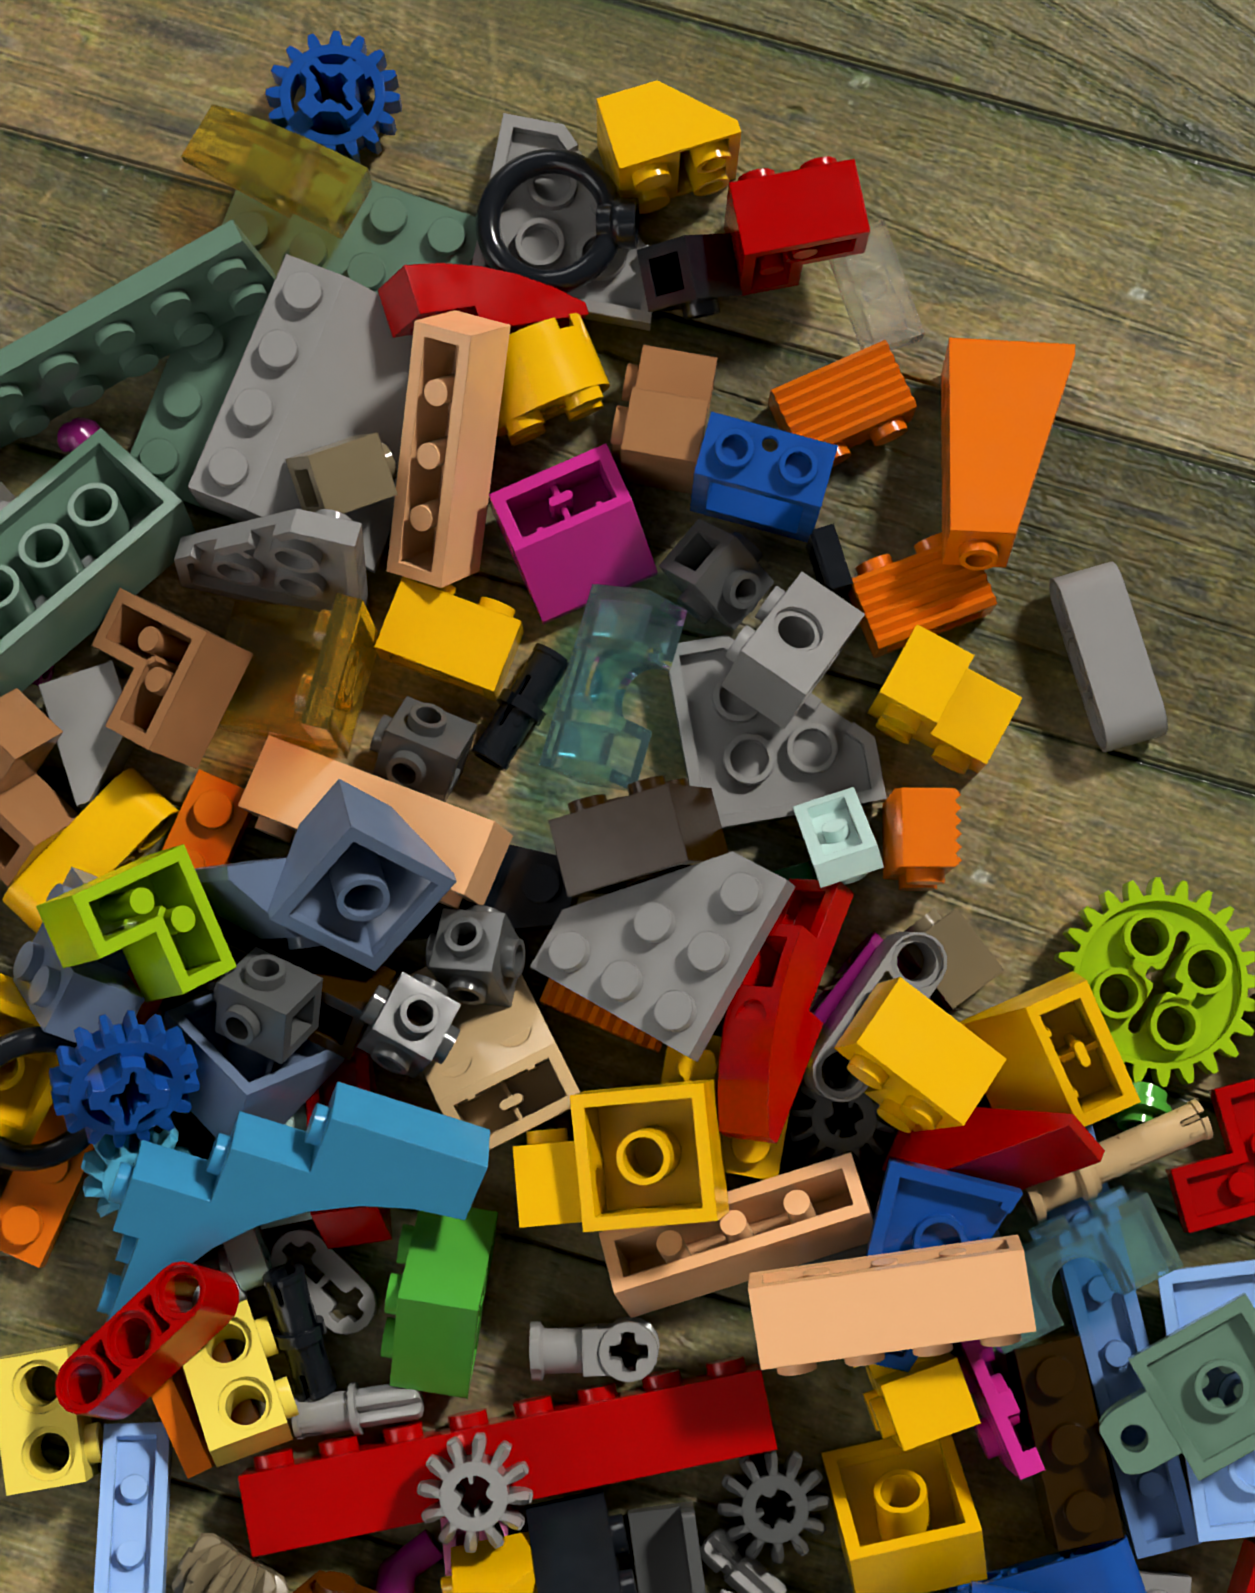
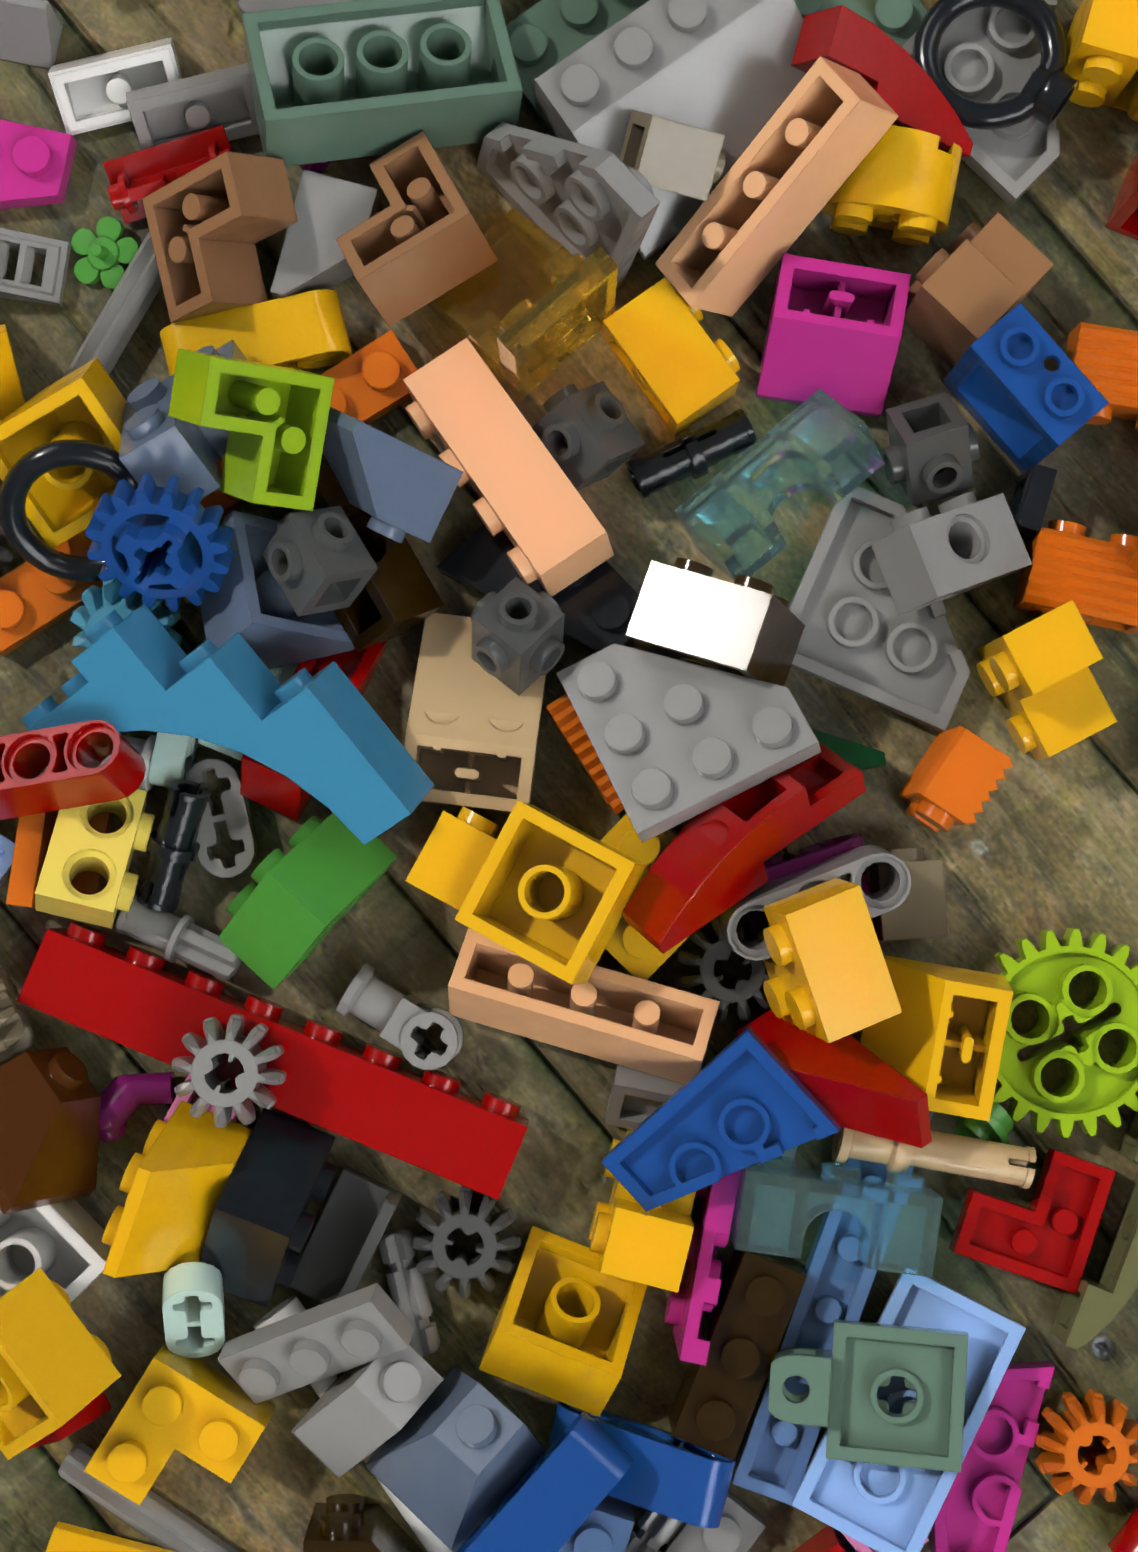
camera: 30 degrees right, 5 degrees up
(357, 877) = (461, 503): sand blue slope -> none
(394, 1039) = (404, 660): dark grey brick -> none
(690, 274) = (1078, 177): black brick -> none
(838, 838) = (883, 736): light aqua plate -> none
(891, 1304) = (670, 1148): light nougat brick -> none

